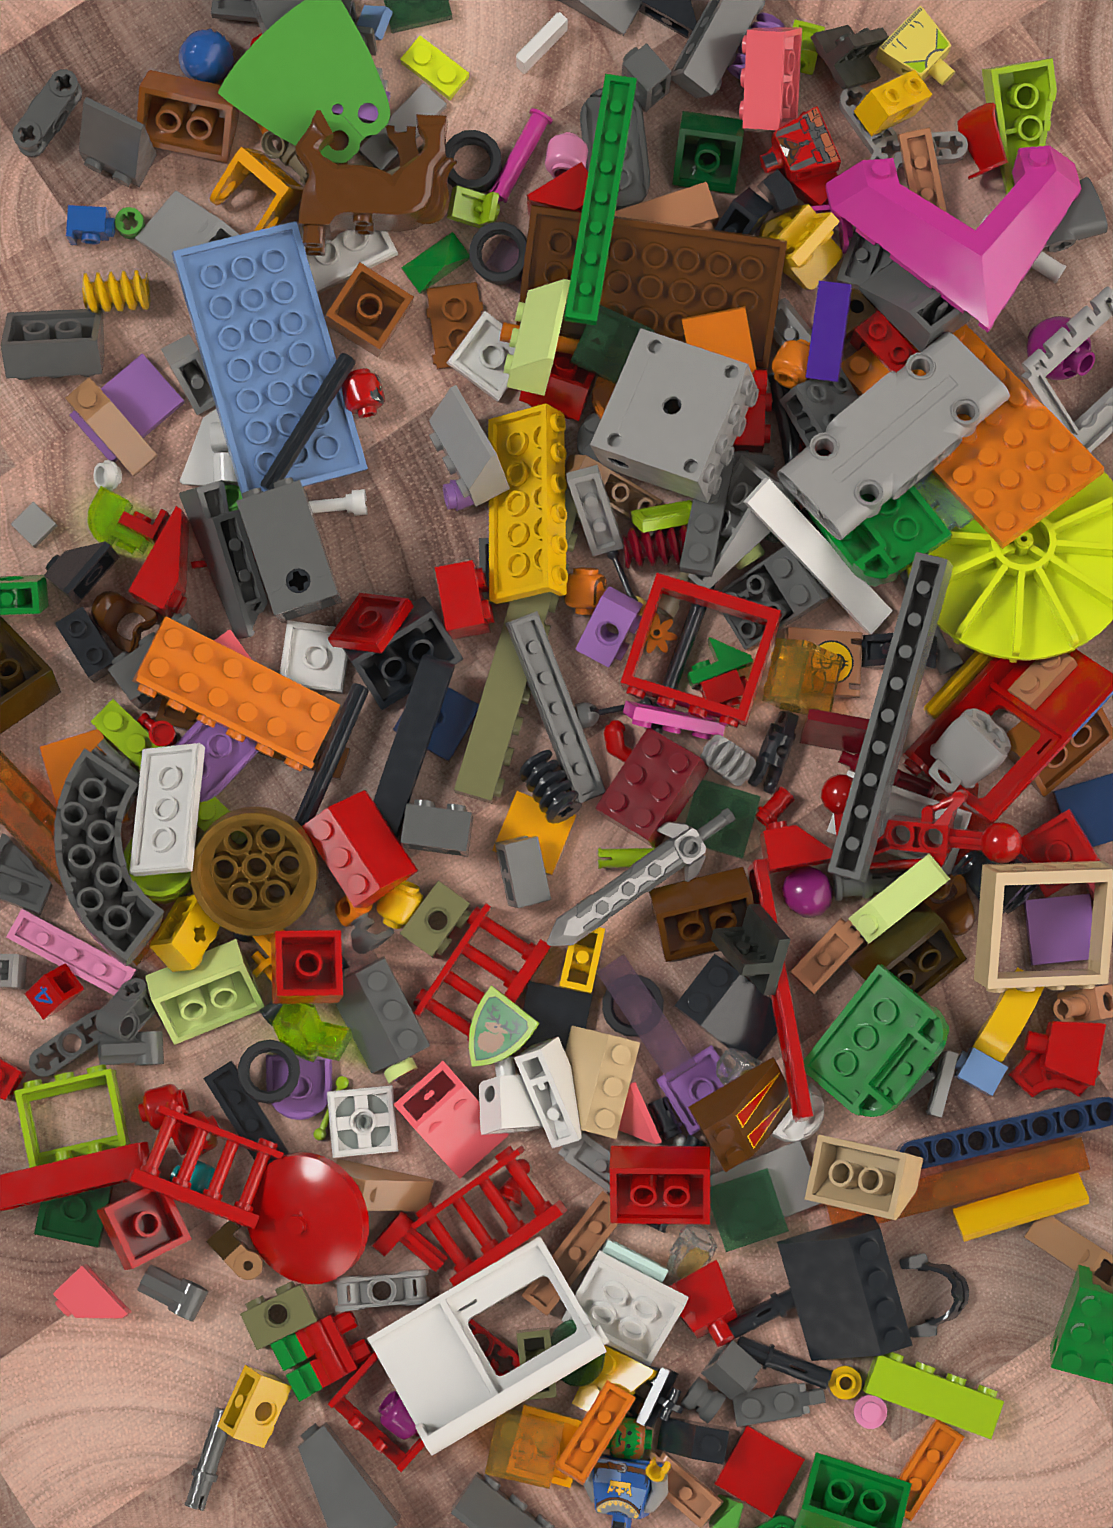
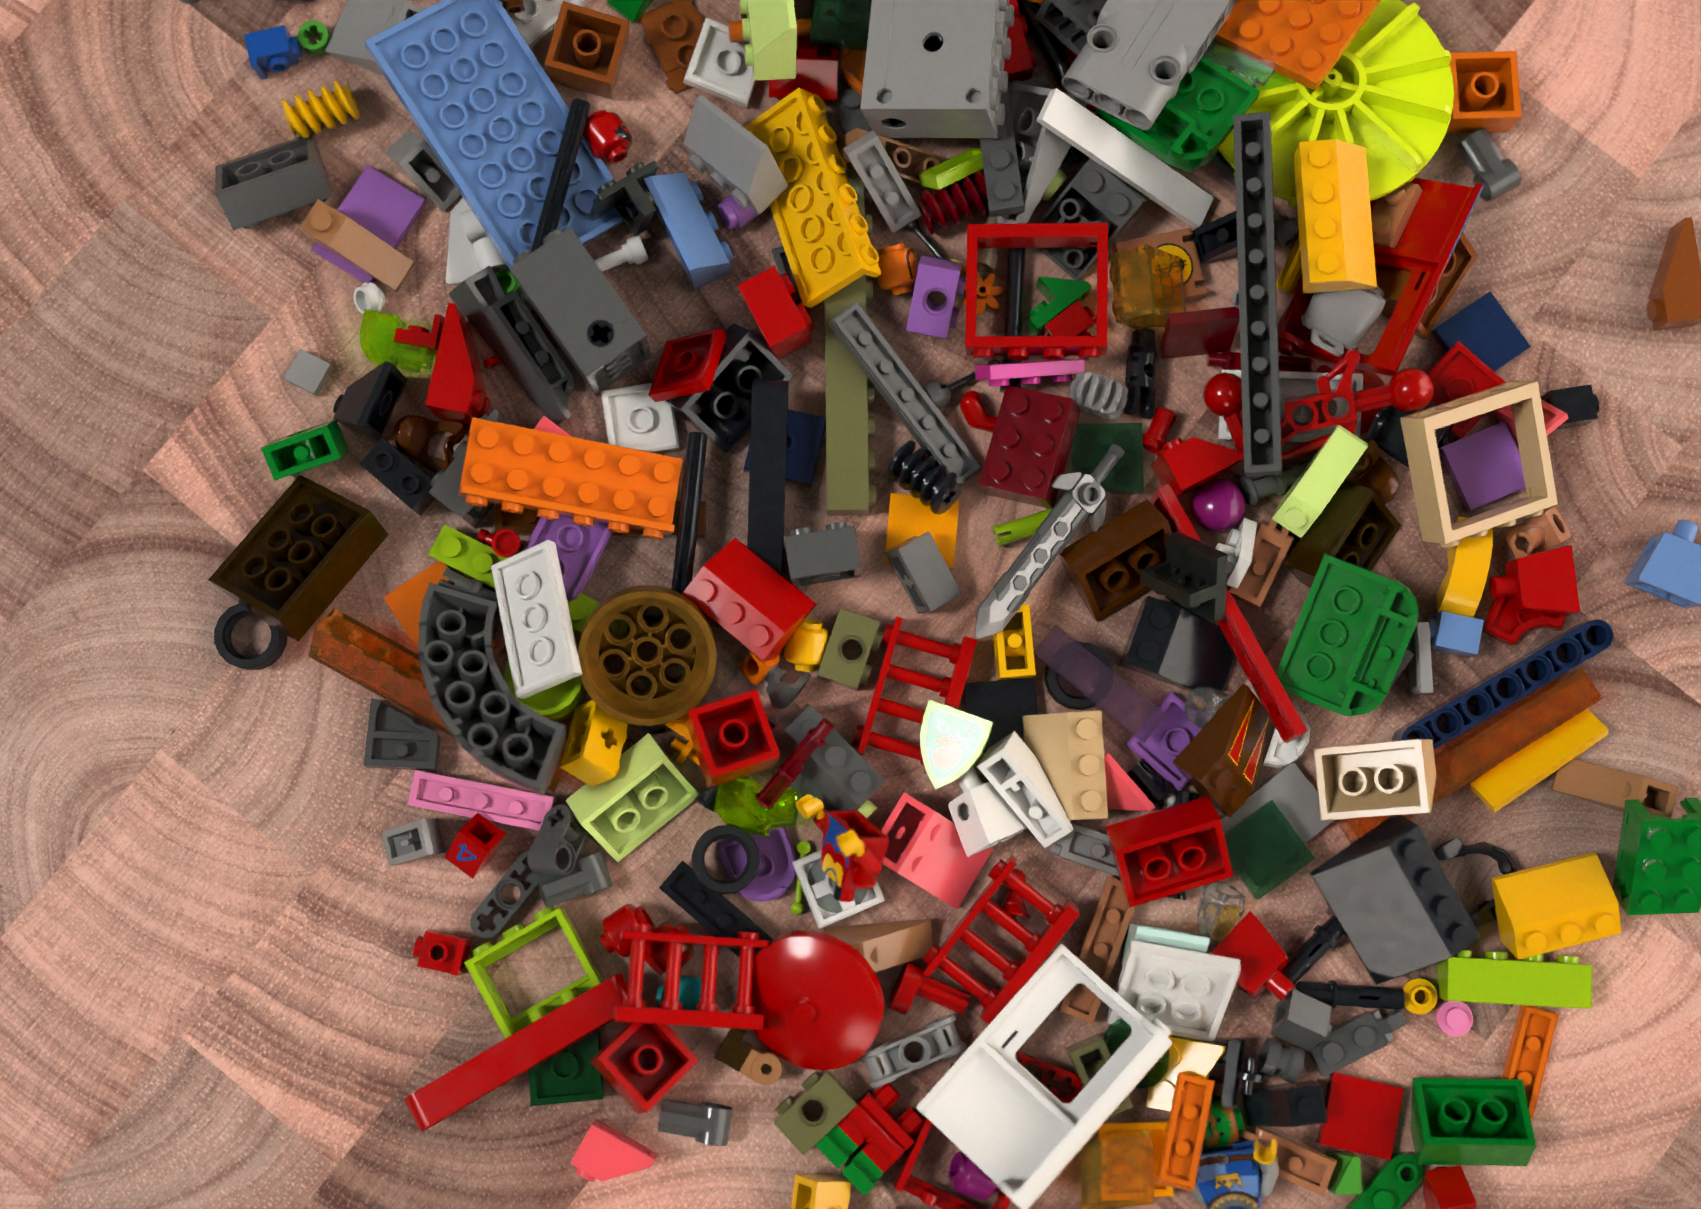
camera: 20 degrees left, 0 degrees up
(352, 1007) = (793, 765): none -> dark red piece
(366, 464) = (628, 197): none -> pearl dark grey bracket
(380, 1093) = (850, 847): none -> red torso
(411, 498) = (690, 228): none -> medium blue slope
(805, 940) = (1239, 550): none -> white hinge
(982, 668) = (1334, 216): none -> yellow slope
(989, 1339) = (1555, 906): none -> yellow slope

